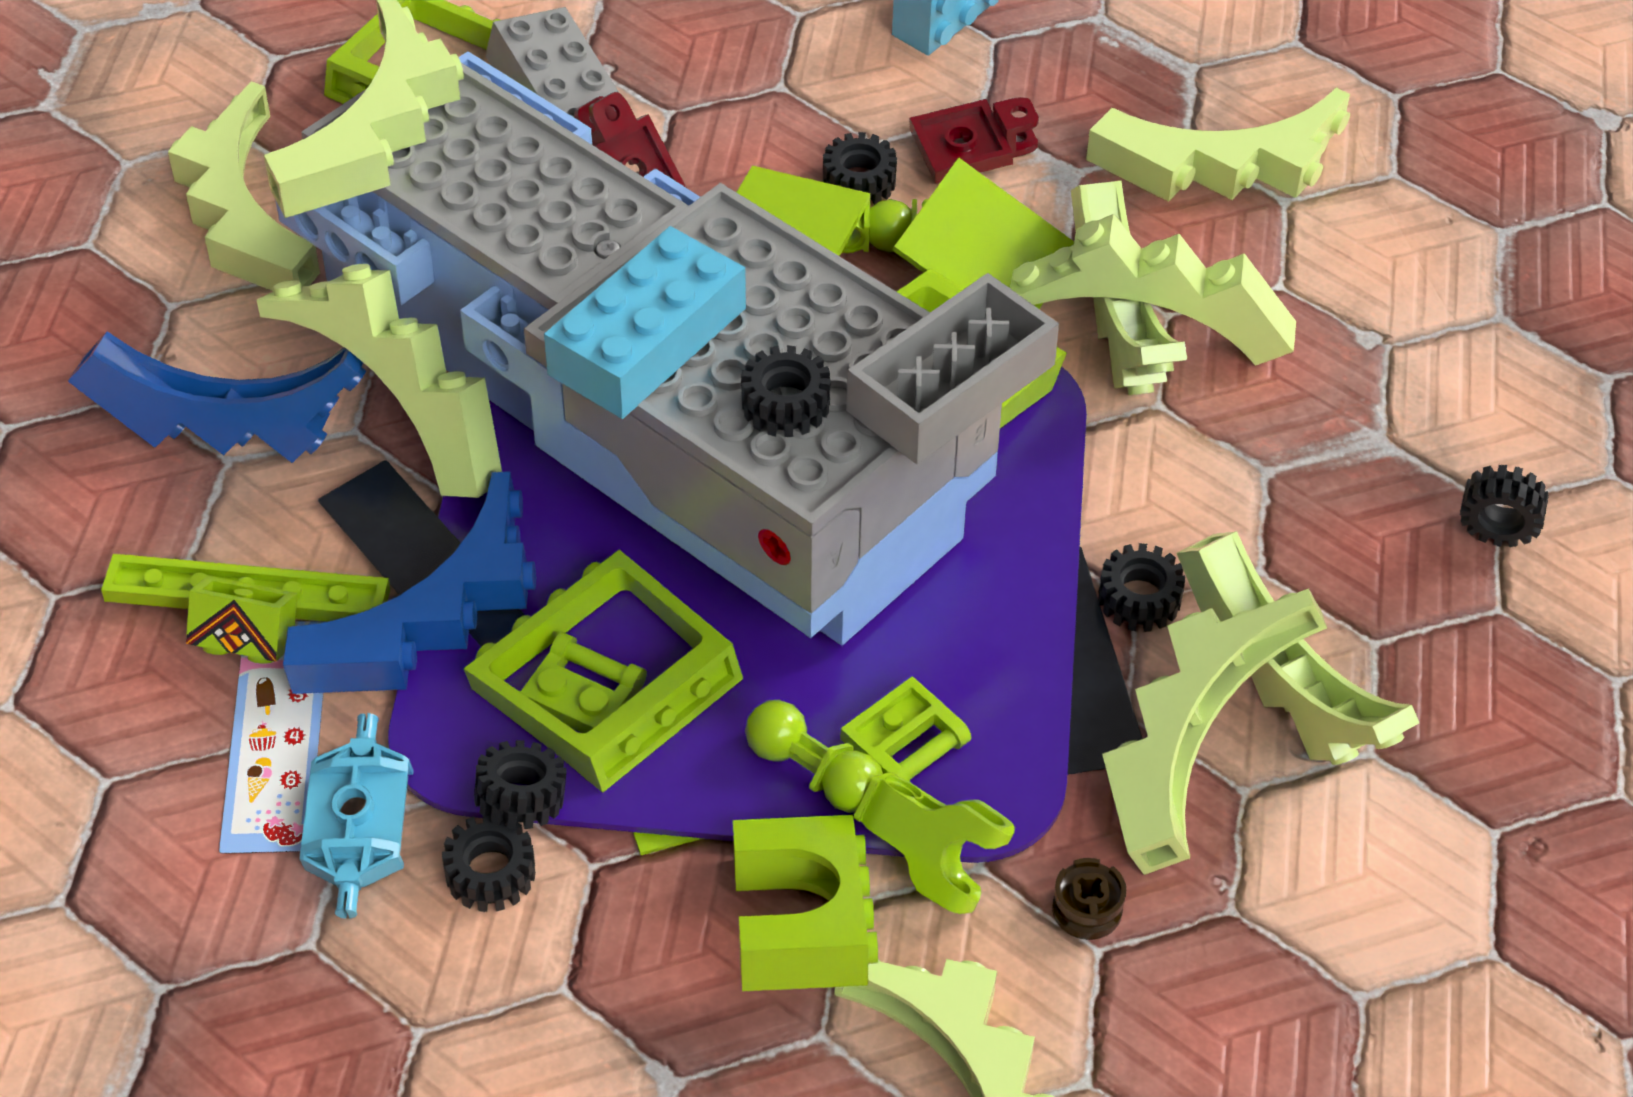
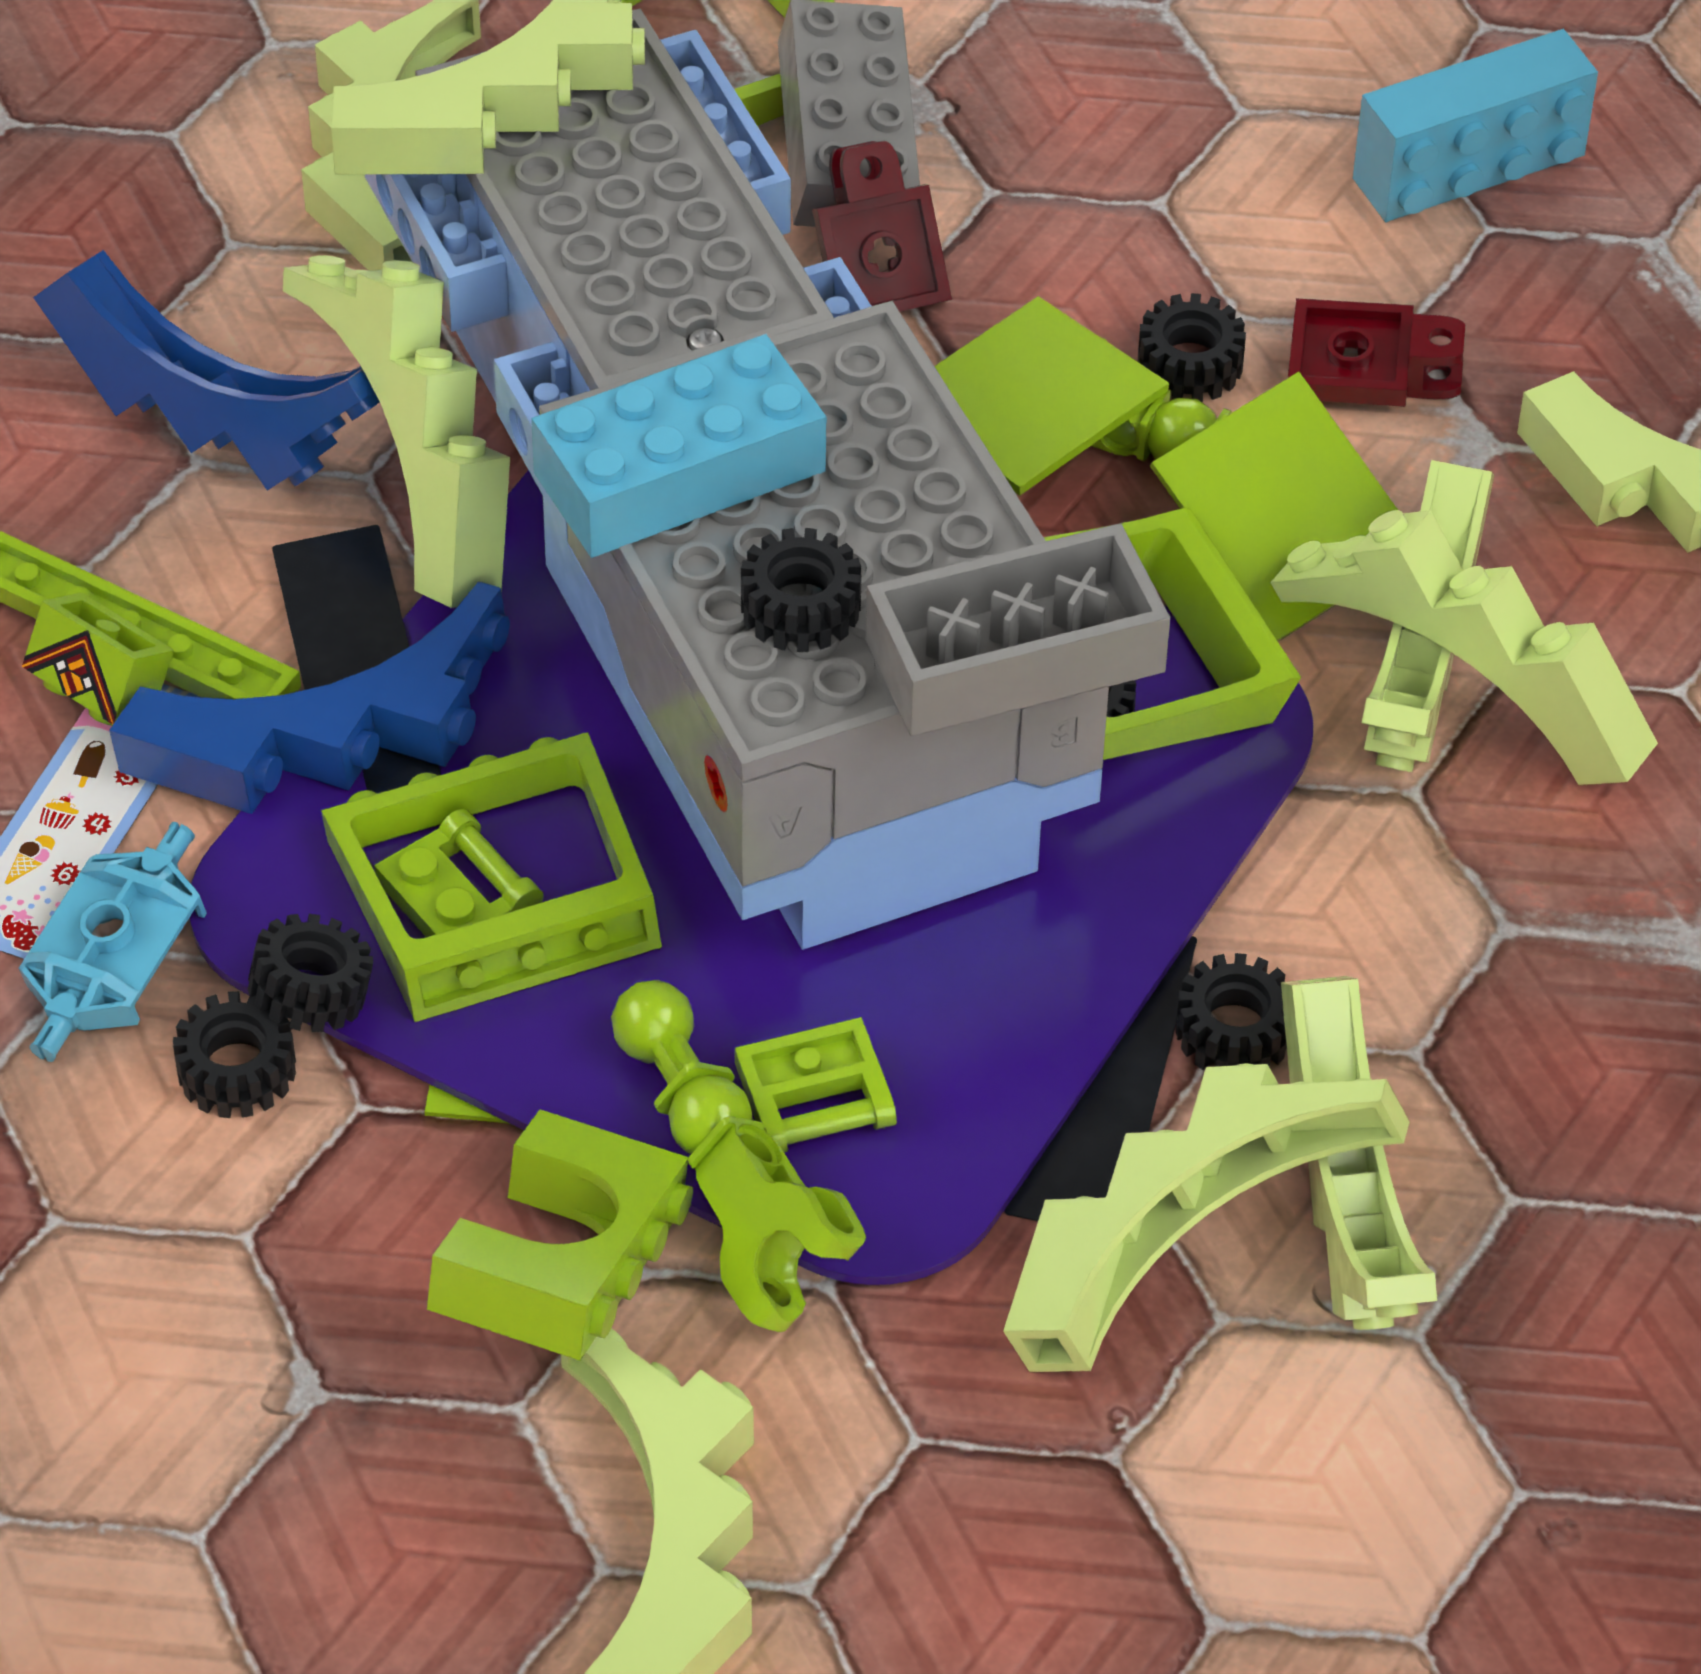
camera: 25 degrees right, 0 degrees up
(1089, 898) = (931, 1370): dark brown wheel -> none

